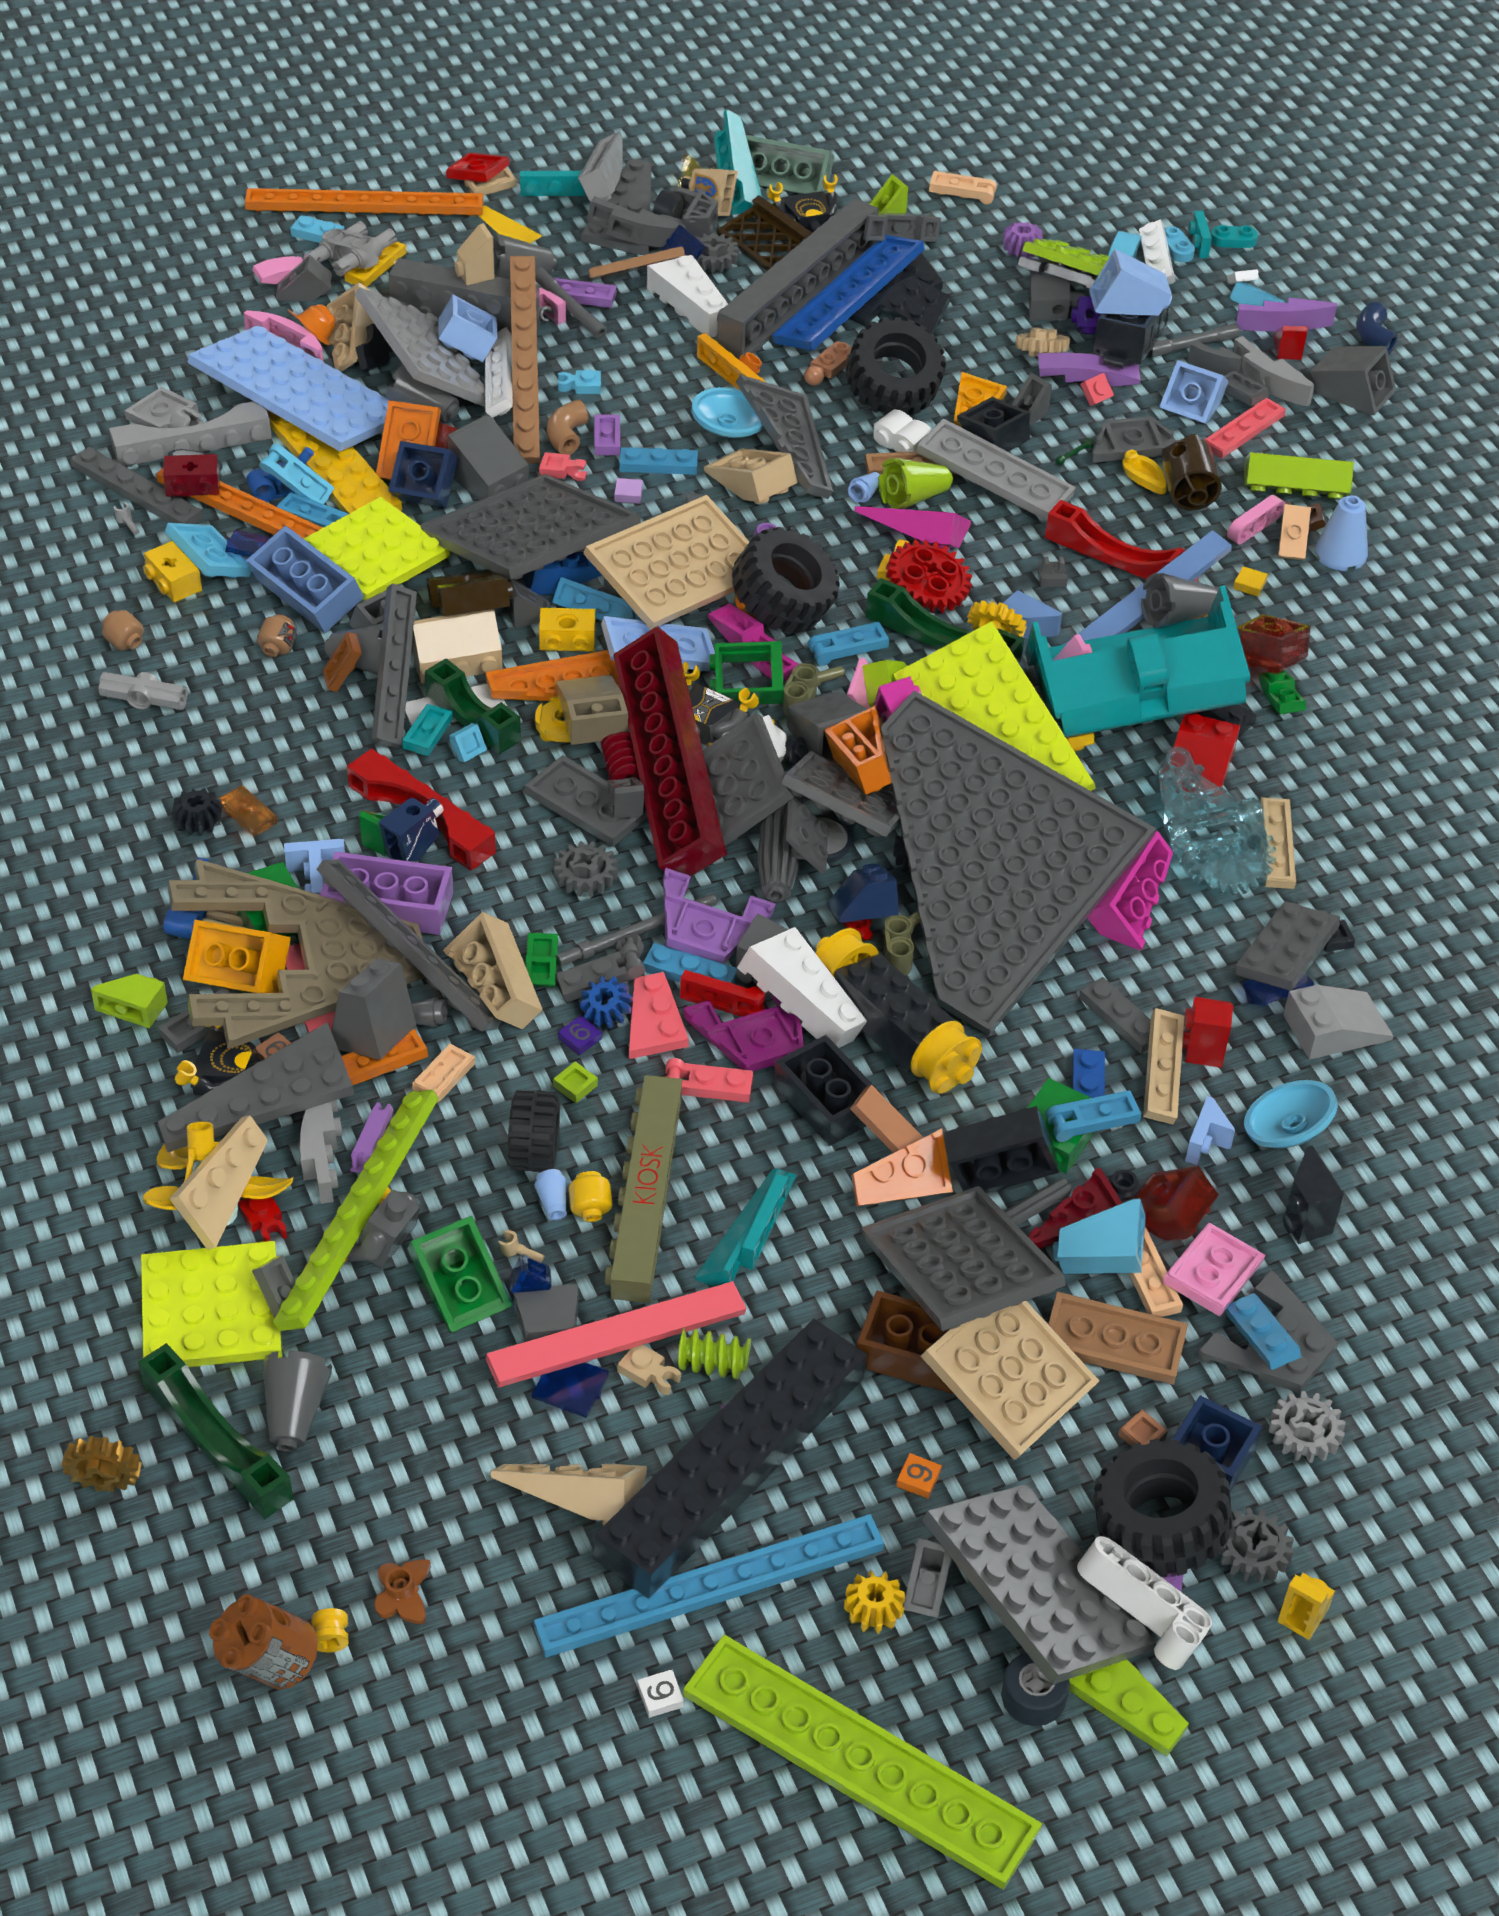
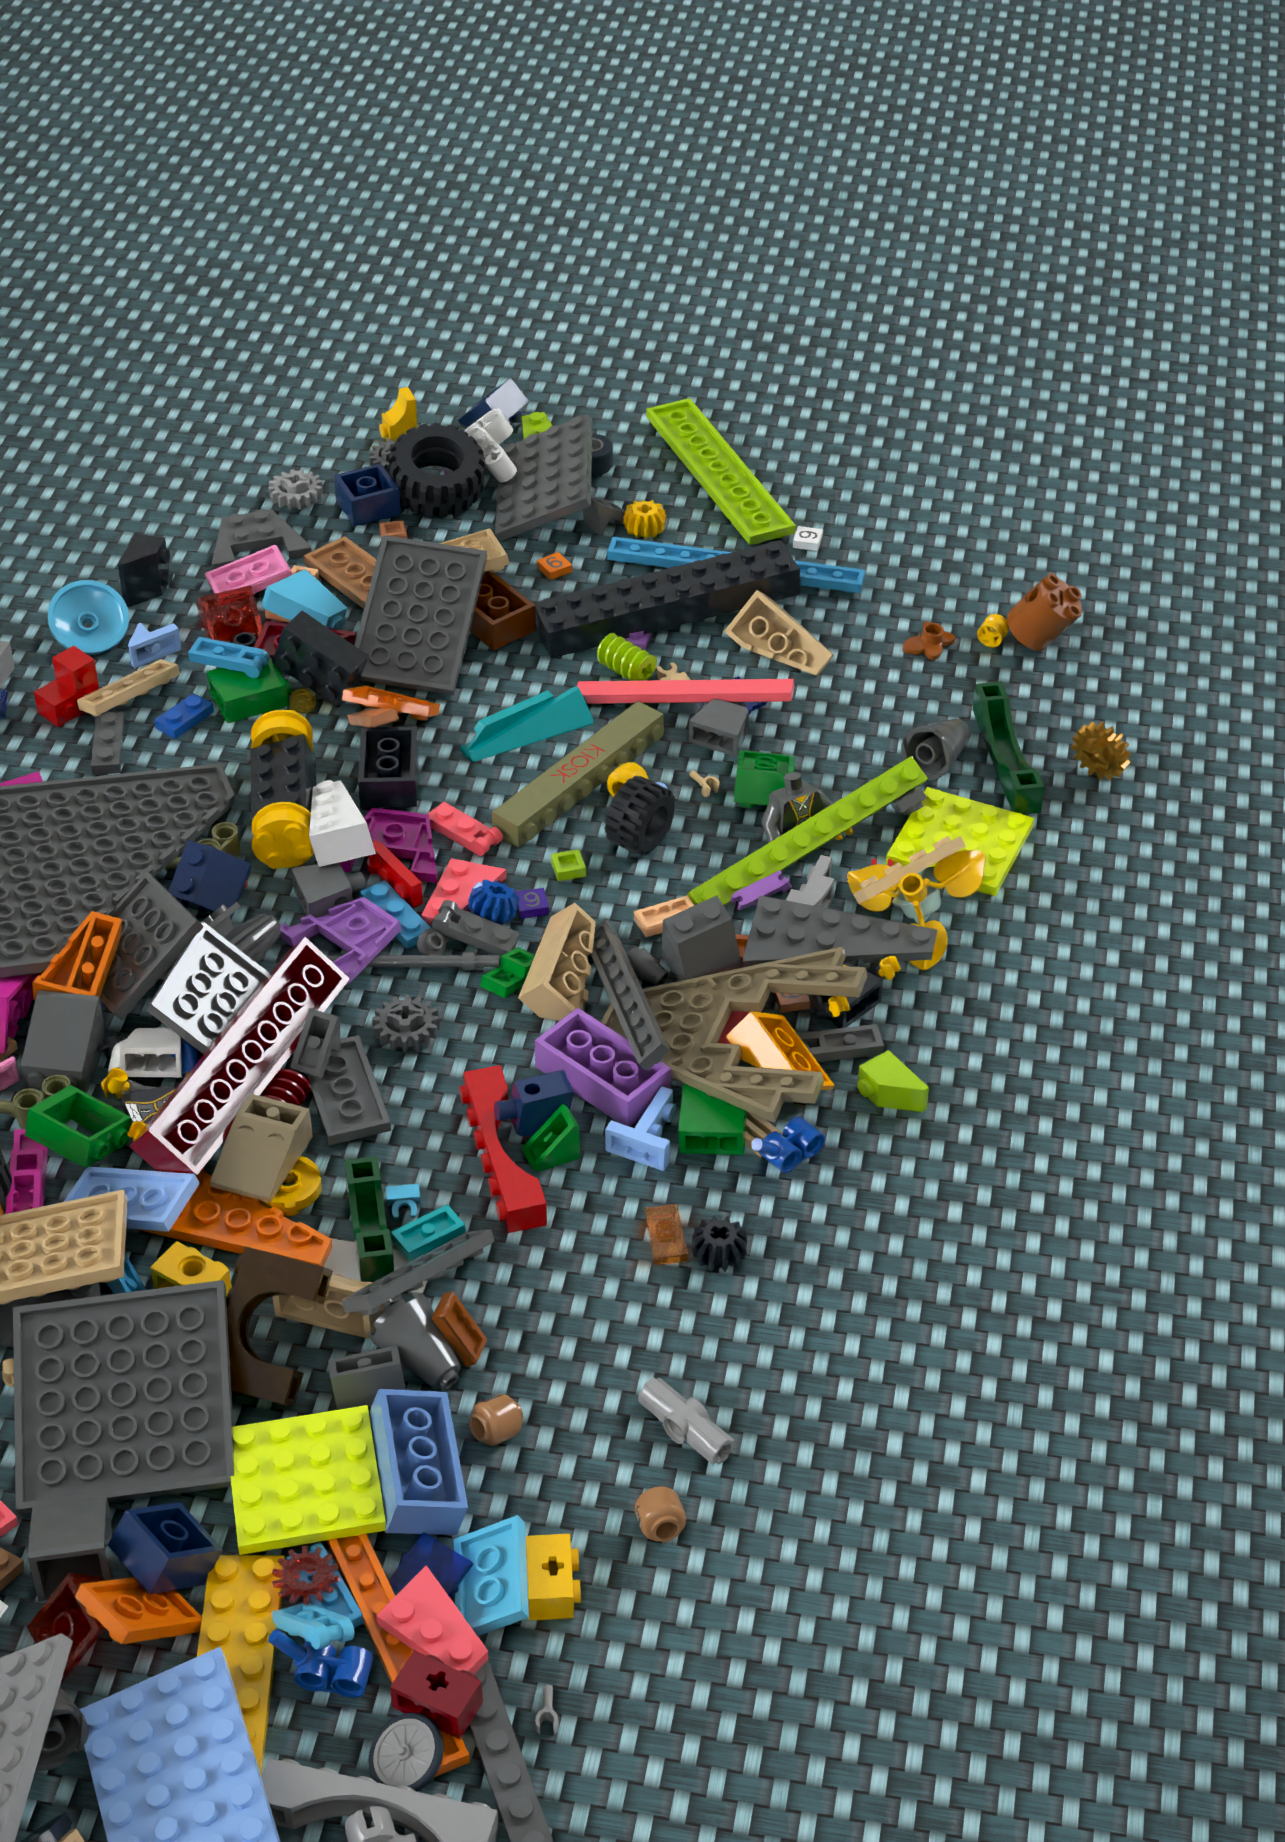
camera: 145 degrees left, 5 degrees down
(229, 511) = (432, 1624): none -> coral wing
(315, 505) = (310, 1563): none -> clear red gear
(530, 1276) = (717, 745): clear blue slope -> none
(1230, 1709) = (505, 397): none -> slope
(1263, 1331) = (265, 524): dark azure plate -> none

